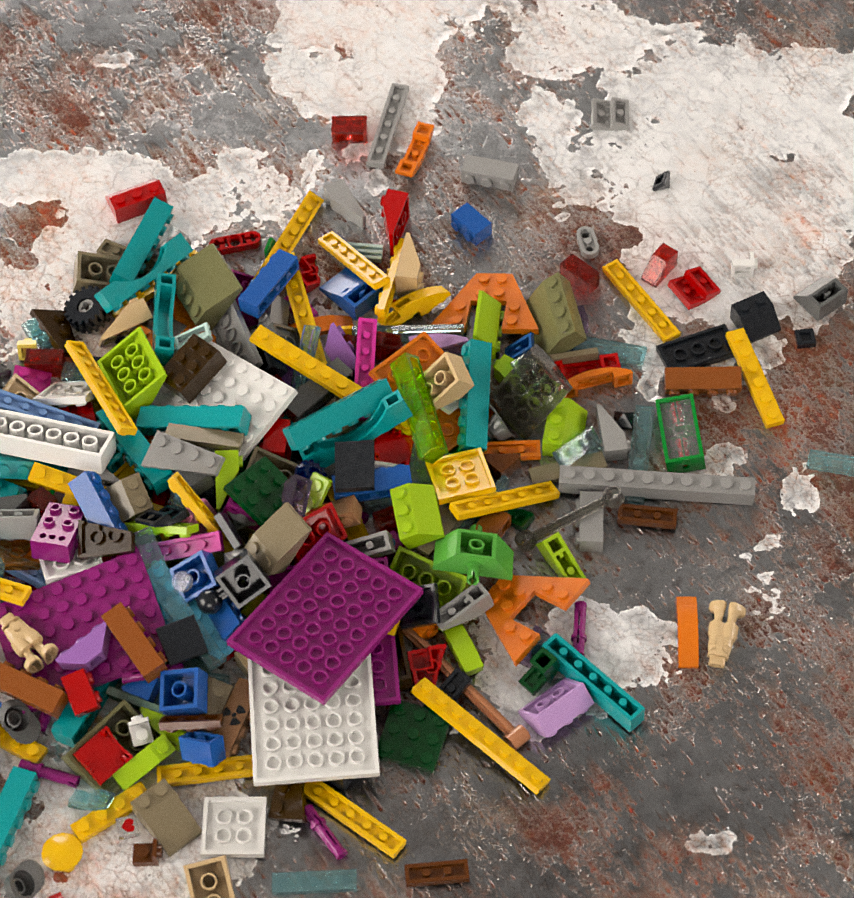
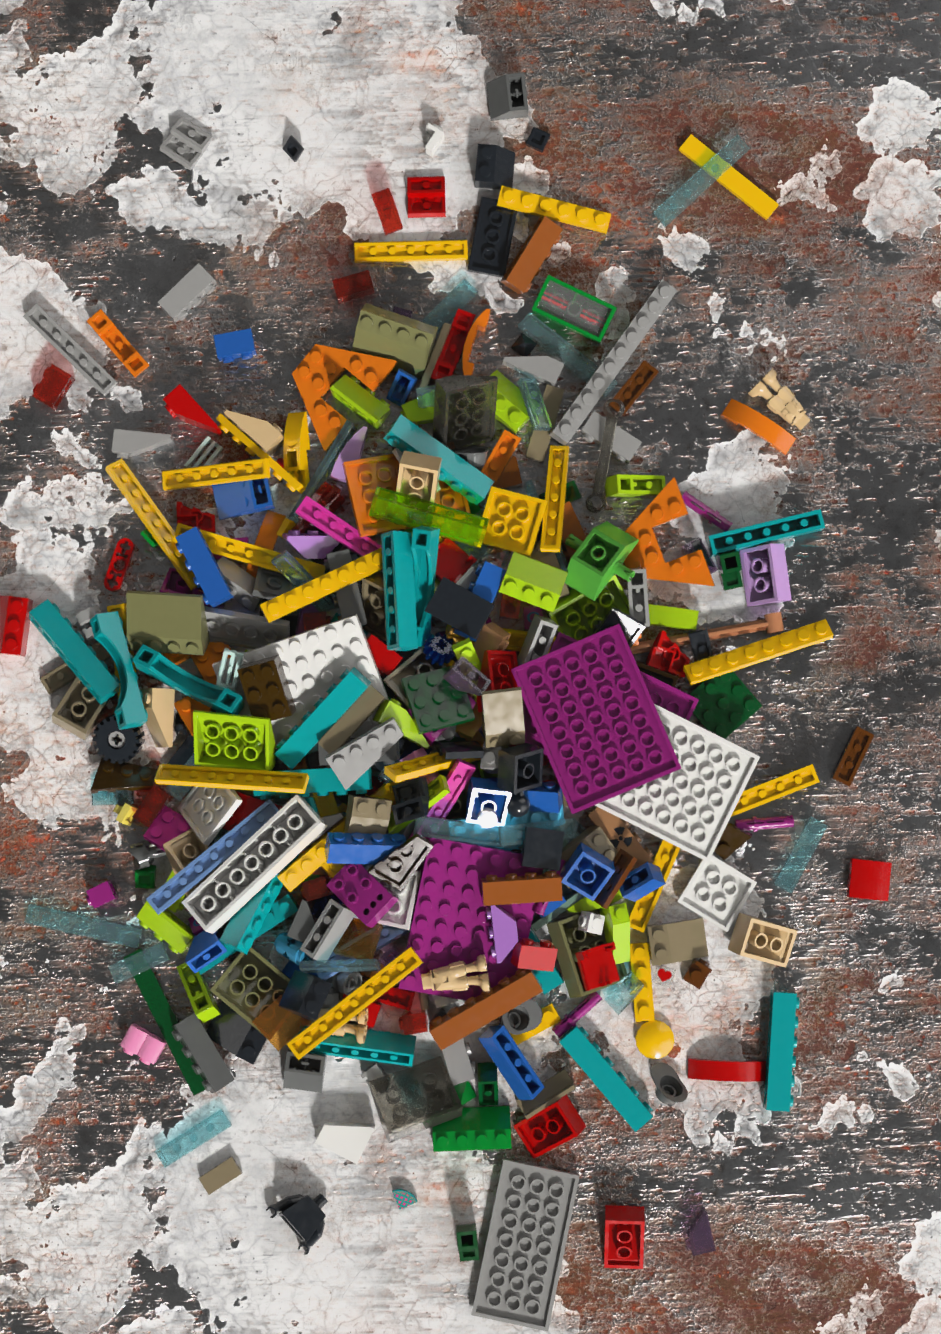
camera: 60 degrees left, 30 degrees up
(587, 244) = (320, 257): light grey plate -> none

